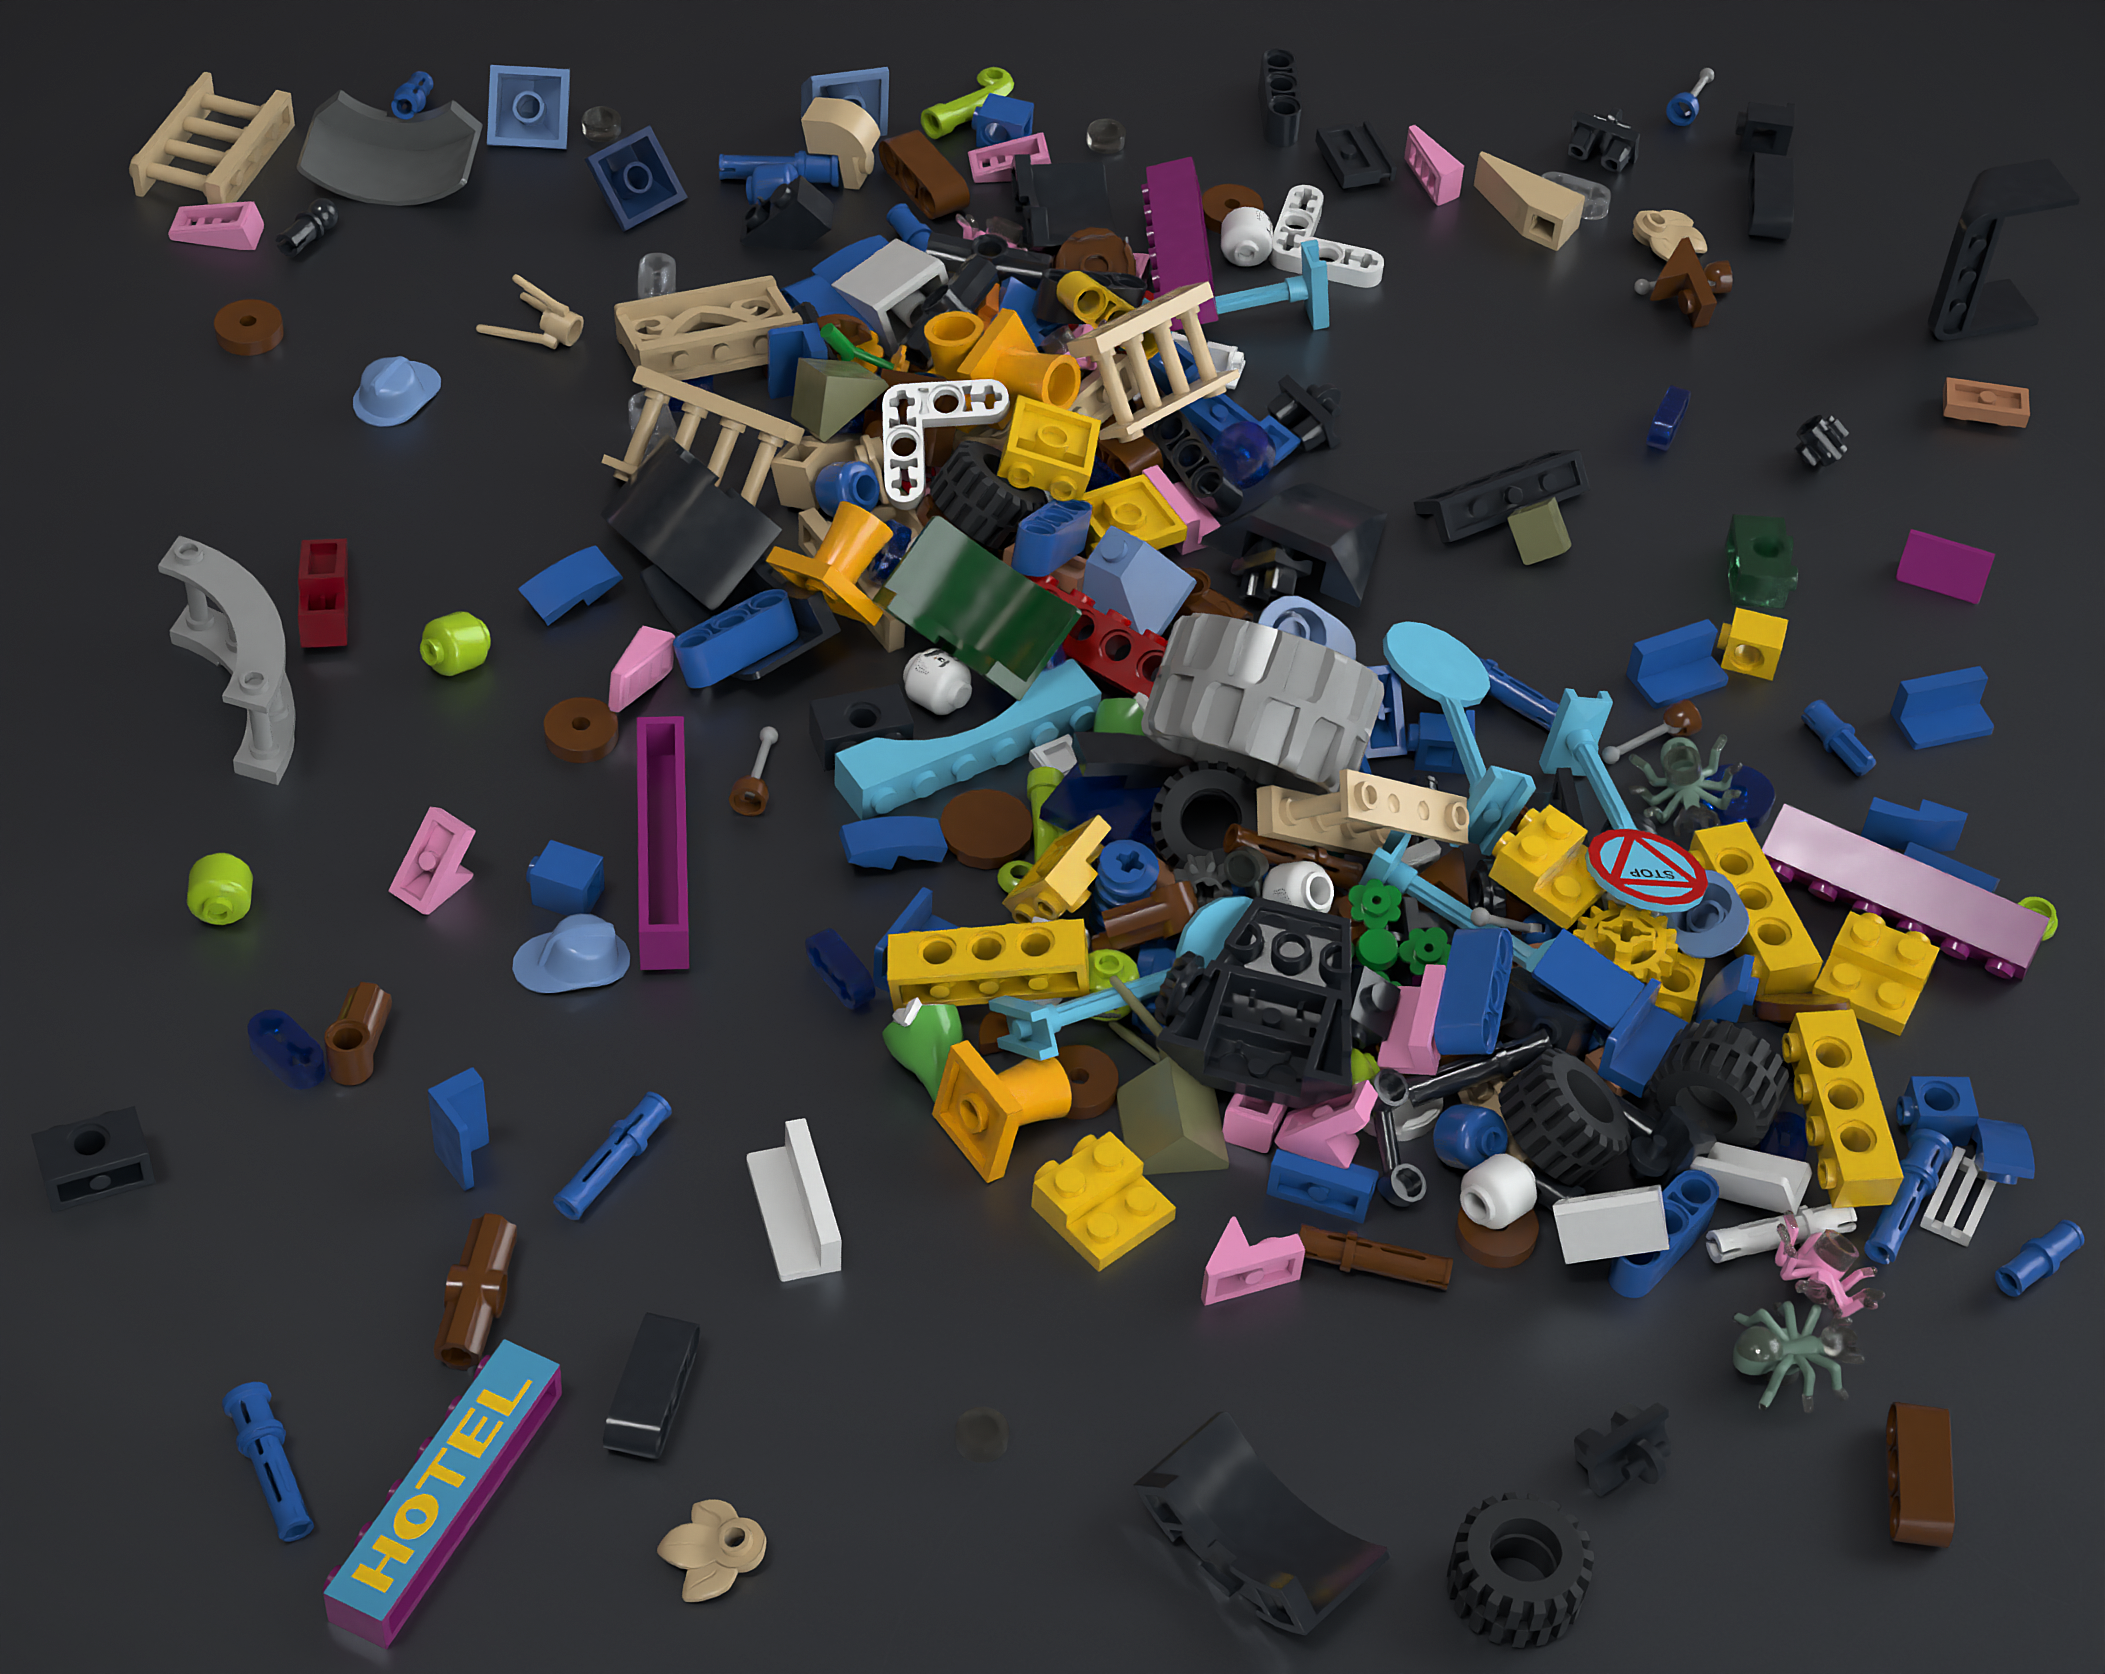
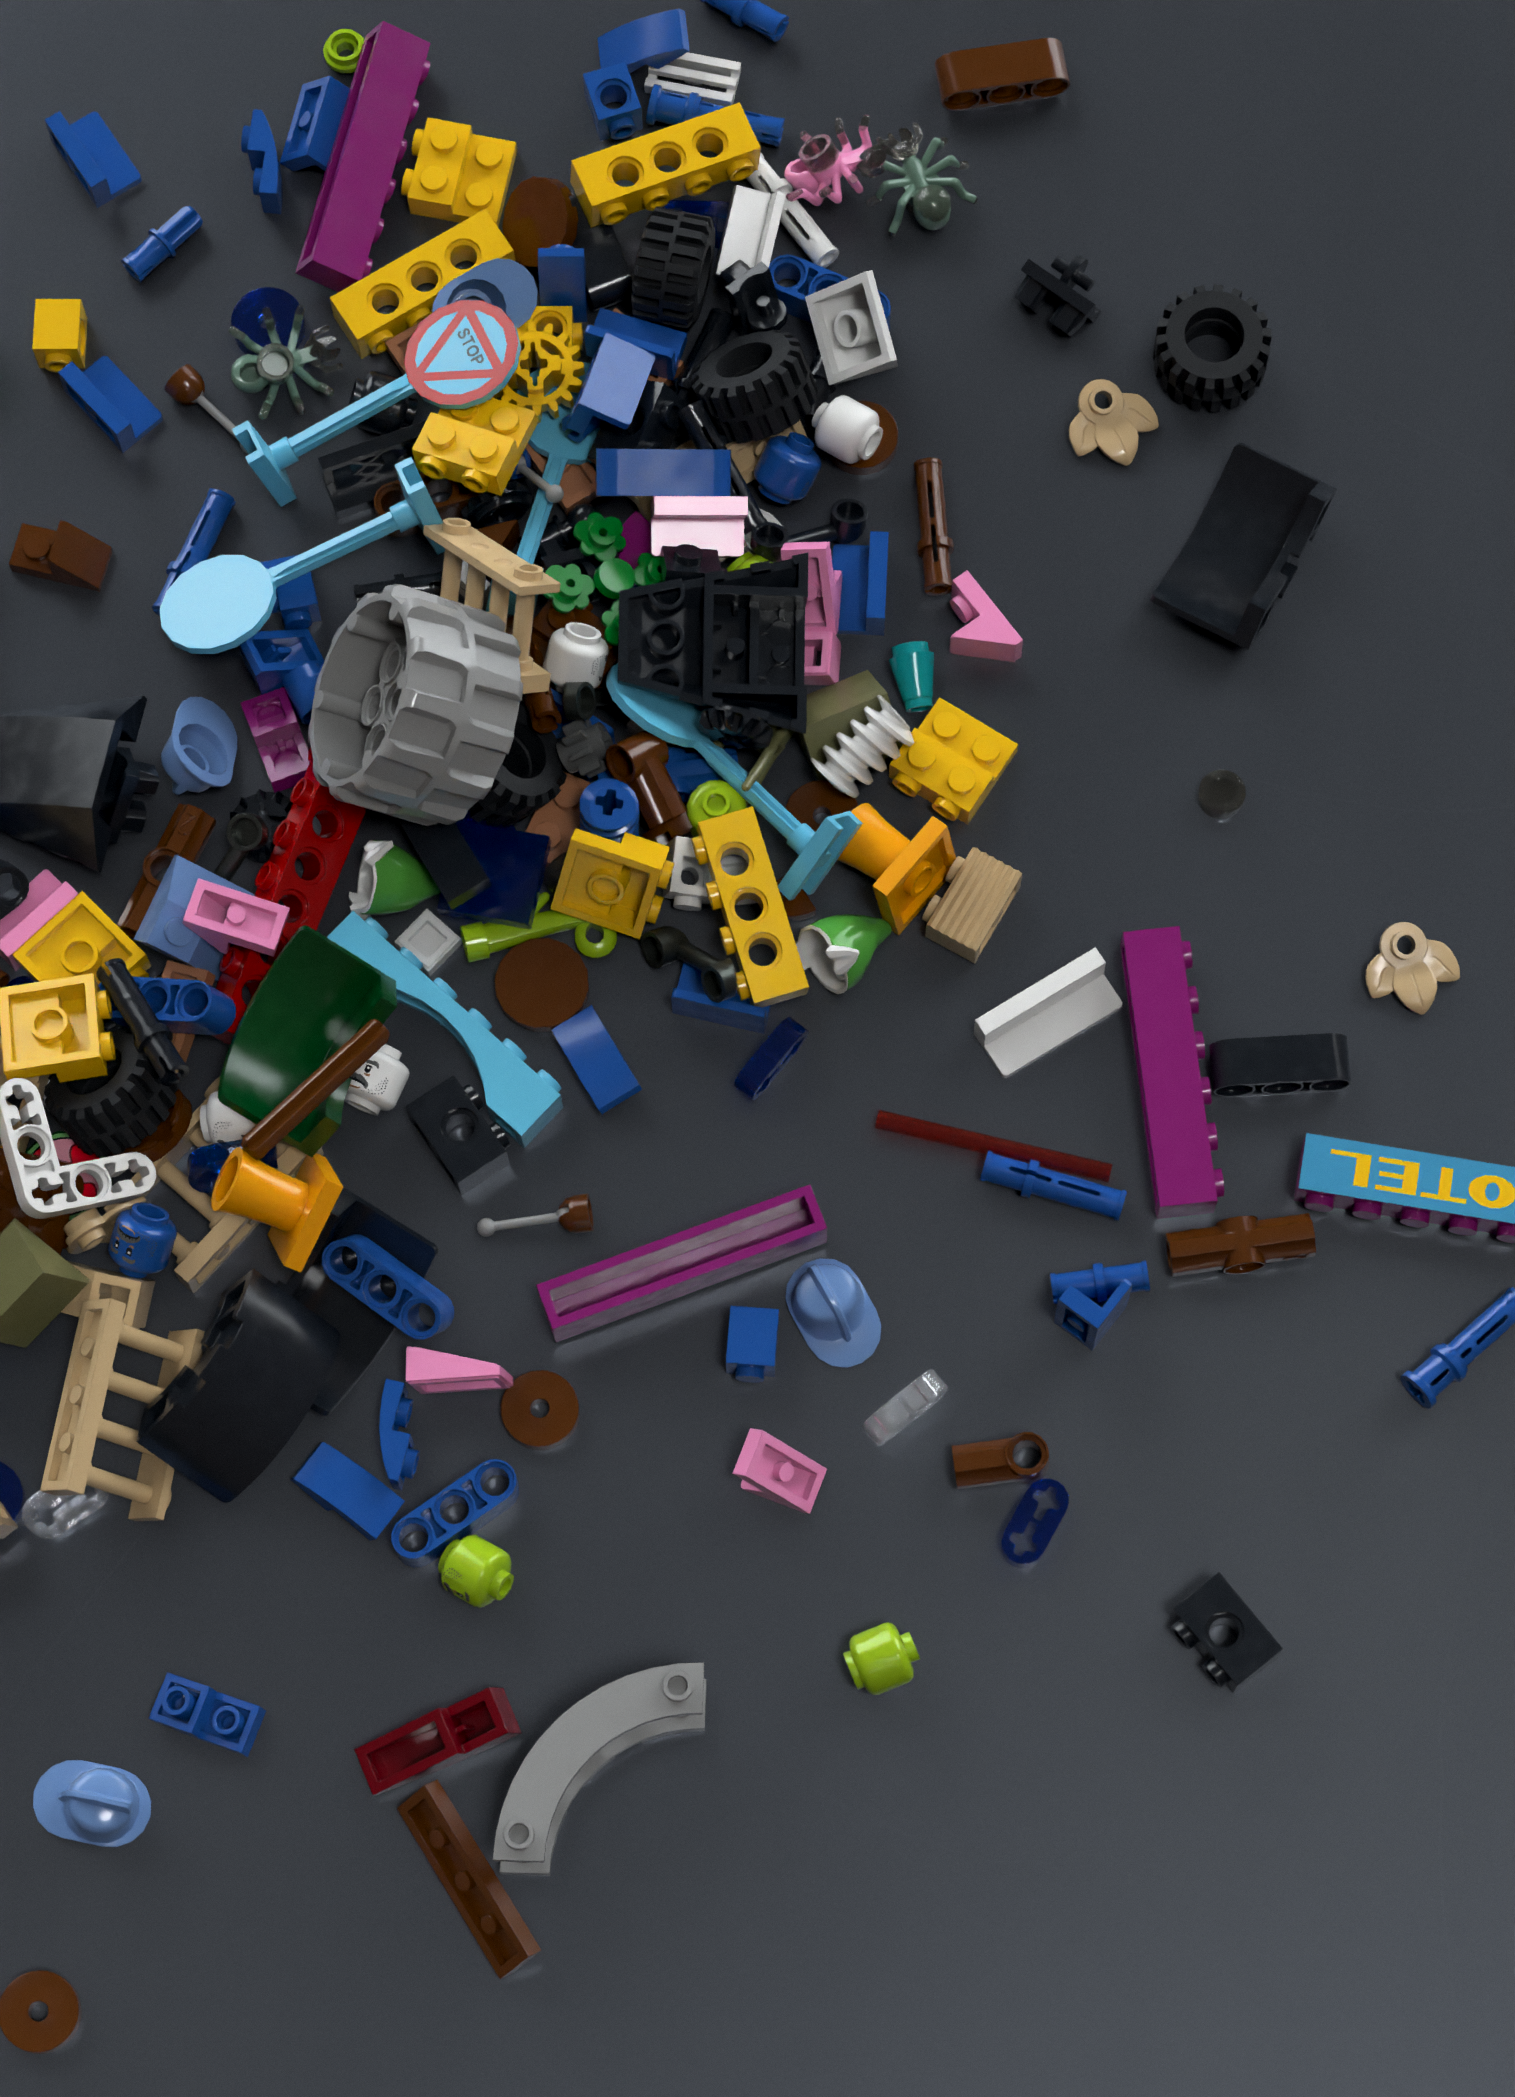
camera: 100 degrees left, 25 degrees up
(130, 591) = (469, 1879): none -> reddish brown plate
(433, 464) = (207, 1714): none -> blue slope
(447, 976) = (905, 1407): none -> clear beam
(495, 1164) = (1101, 1280): none -> blue pin
(514, 644) = (465, 1490): none -> blue beam
(596, 618) = (396, 1446): none -> blue slope
(676, 1127) = (983, 1143): none -> clear red piece
(687, 1281) = (1169, 1072): none -> magenta brick
(926, 594) = (315, 1089): none -> reddish brown axle
(926, 916) = (670, 944): none -> pearl dark grey bar
(935, 1168) = (972, 904): none -> tan brick
(1014, 495) = (151, 1036): none -> black pin
(1112, 583) = (234, 917): none -> bright pink slope
(1130, 1104) = (865, 748): none -> white piece
(1208, 1192) = (914, 674): none -> teal cone
(1450, 1459) = (1112, 428): none -> tan plate
(1526, 604) = (61, 555): none -> reddish brown slope

